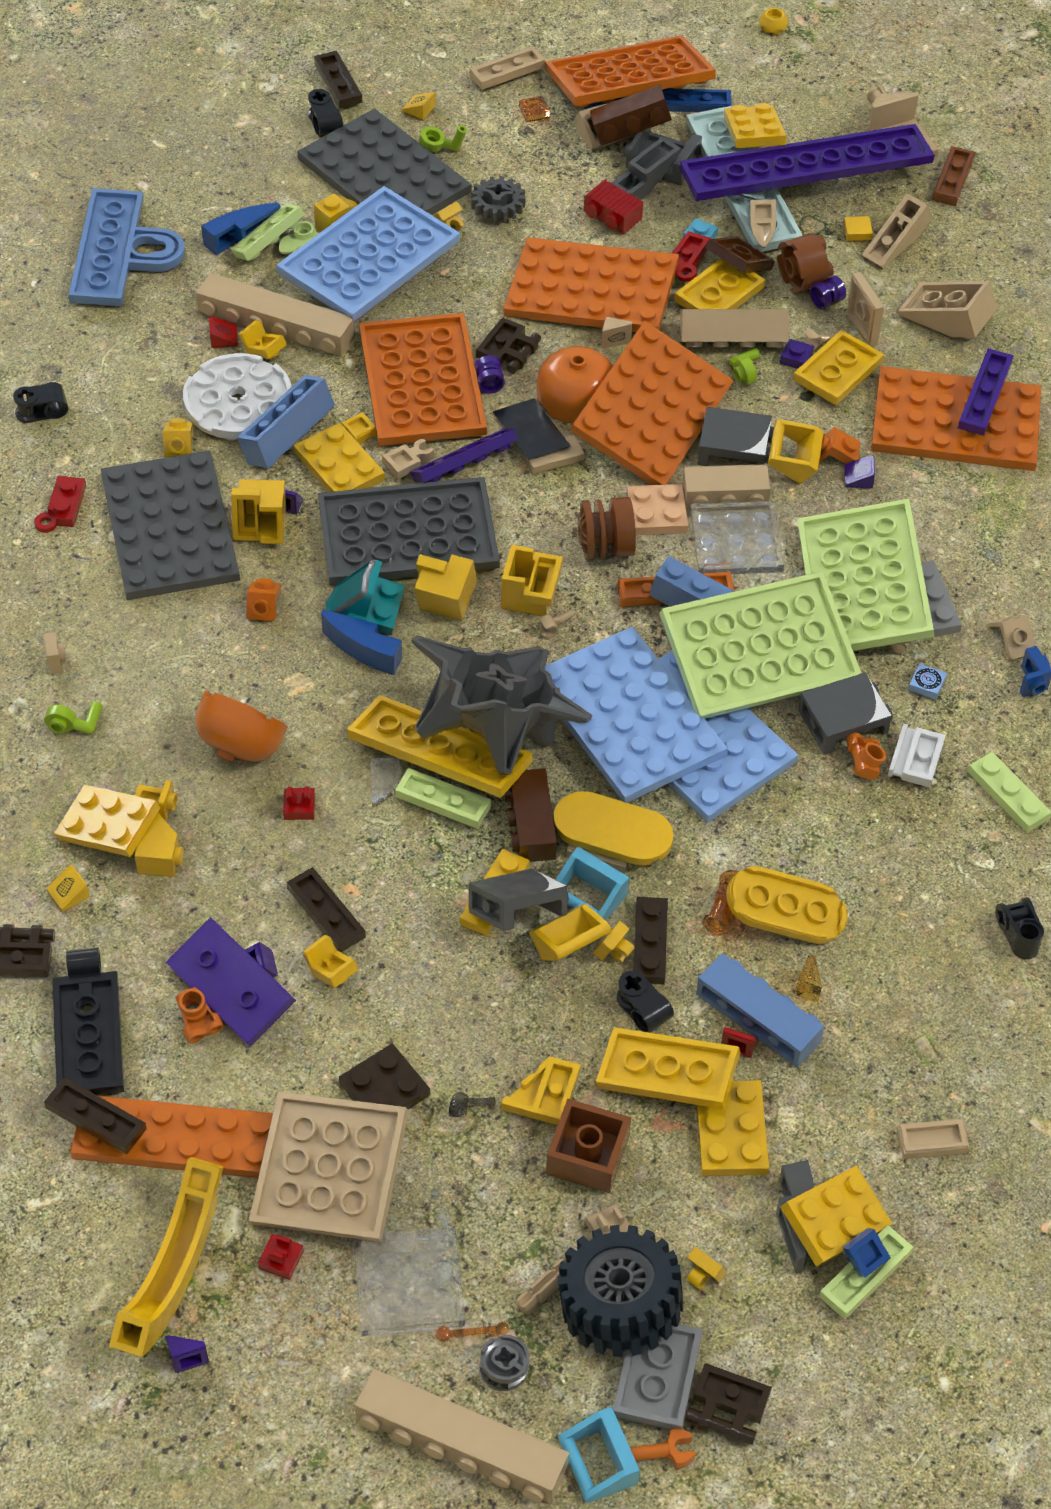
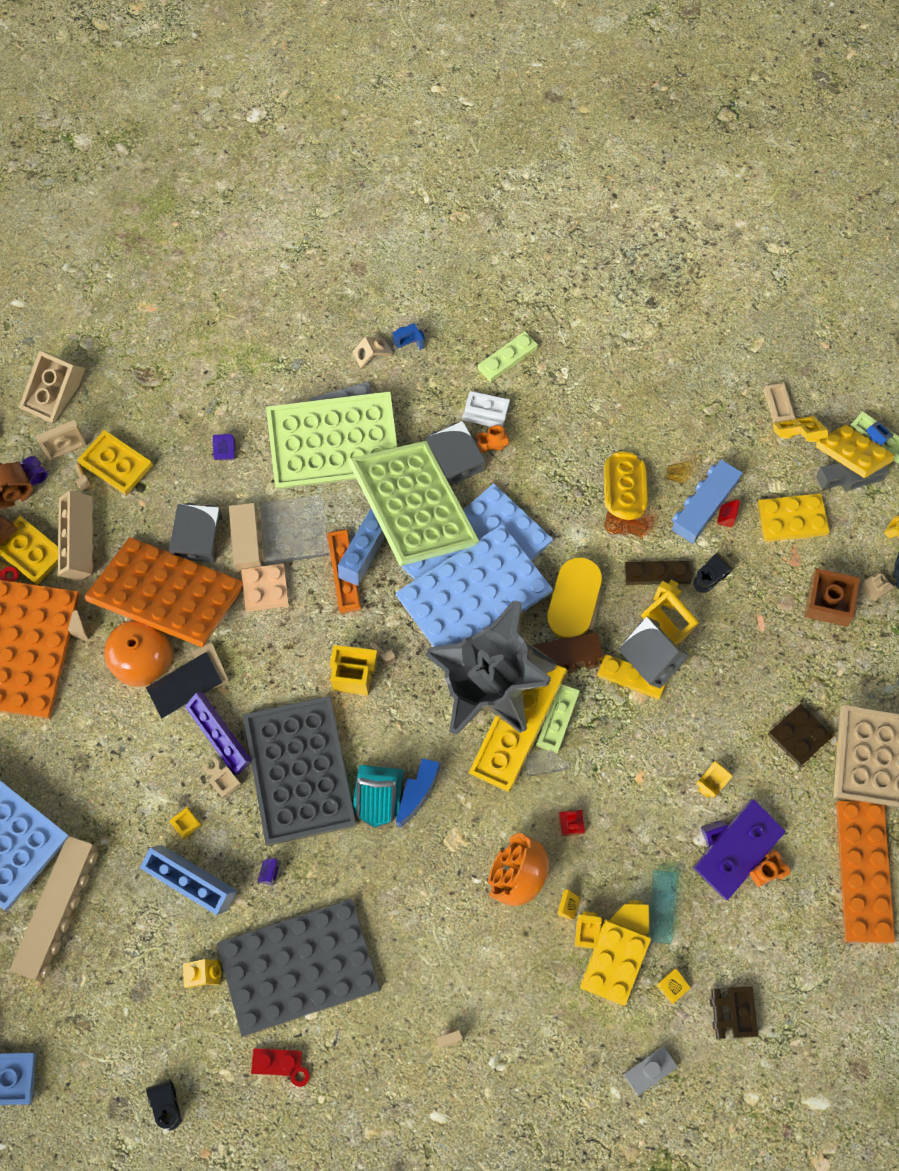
camera: 90 degrees left, 15 degrees up
(63, 719) = (517, 1019): lime plate -> none
(91, 1042) = (801, 945): black hinge -> none
(95, 1115) = (873, 924): dark brown plate -> none
(171, 890) = (662, 906): none -> clear light blue plate
(192, 785) = (568, 905): none -> yellow slope
(210, 393) = (157, 953): white plate -> none
(222, 333) = (74, 954): red slope -> none
(259, 511) = (291, 885): yellow plate -> none
(261, 343) = (89, 915): yellow bracket -> none
(262, 599) = (377, 875): orange bracket -> none
(326, 909) = (666, 790): dark brown plate -> none
(338, 460) = (223, 834): yellow plate -> none
(422, 379) = (129, 776): orange plate -> none
(445, 586) = (366, 729): yellow plate -> none
(461, 1101) = (806, 685): clear smoke hand -> none
(489, 374) = (126, 721): dark purple wheel -> none
(503, 340) = (88, 716): dark brown plate -> none
(545, 1091) = (789, 629): yellow wing -> none
(598, 875) = (605, 619): medium azure tile -> none
(606, 528) = (299, 615): dark orange wheel -> none
(668, 1067) = (764, 552): yellow plate -> none
(743, 367) = (120, 528): lime plate -> none
(796, 353) = (99, 492): dark purple plate -> none
(808, 449) = (208, 482): yellow tile -> none
(840, 446) = (200, 462): orange bracket -> none
(881, 1151) = (808, 427): none -> yellow plate
(922, 410) = (164, 385): orange plate -> none
(927, 681) = (418, 404): light blue tile -> none
(985, 392) = (149, 358): dark purple plate -> none
(1021, 927) = (615, 350): black piece -> none

